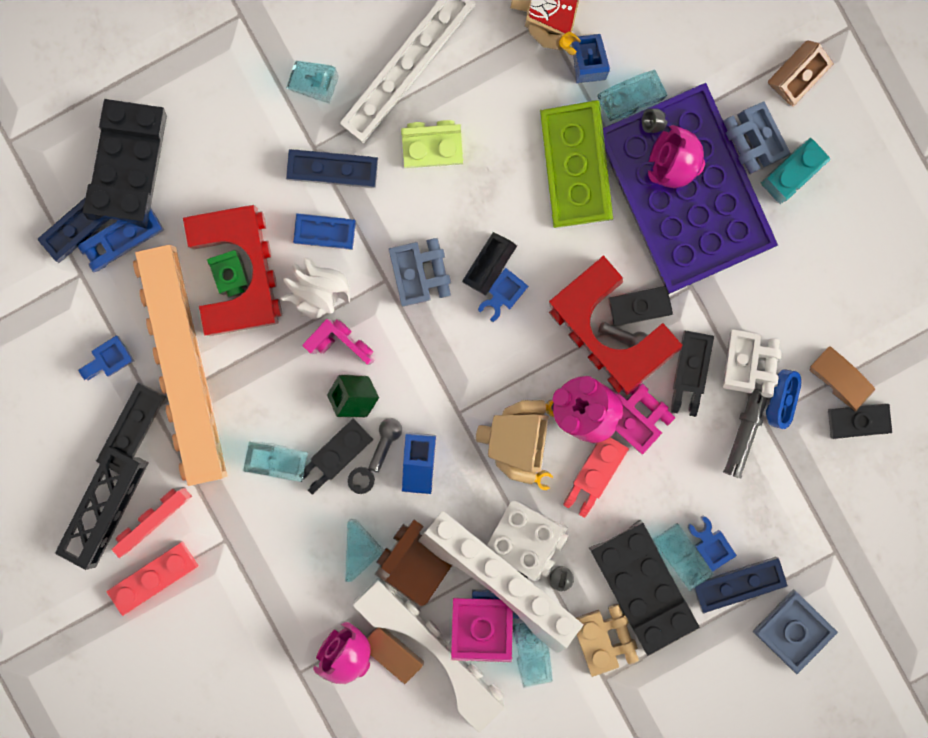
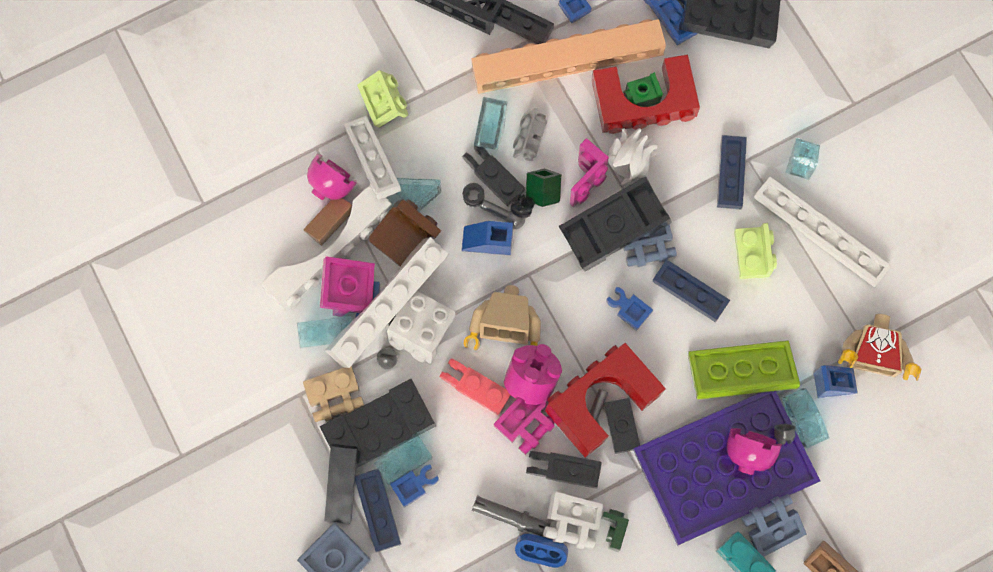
camera: 95 degrees right, 15 degrees down
(150, 521) = (442, 34): coral plate -> none
(152, 578) = (397, 37): coral plate -> none
(237, 593) = (382, 98): none -> yellowish green bracket
(273, 412) = (531, 126): none -> light grey hinge
(318, 605) = (372, 157): none -> white plate
(324, 231) = (679, 166): blue plate -> none
(369, 418) = (519, 201): none -> black bush
(402, 310) = (615, 223): none -> black piece
(481, 222) = (691, 290): none -> dark blue plate
(489, 263) = (656, 297): black plate -> none
(713, 628) = (341, 483): none -> black tile
(766, 315) = (615, 534): none -> dark green bracket

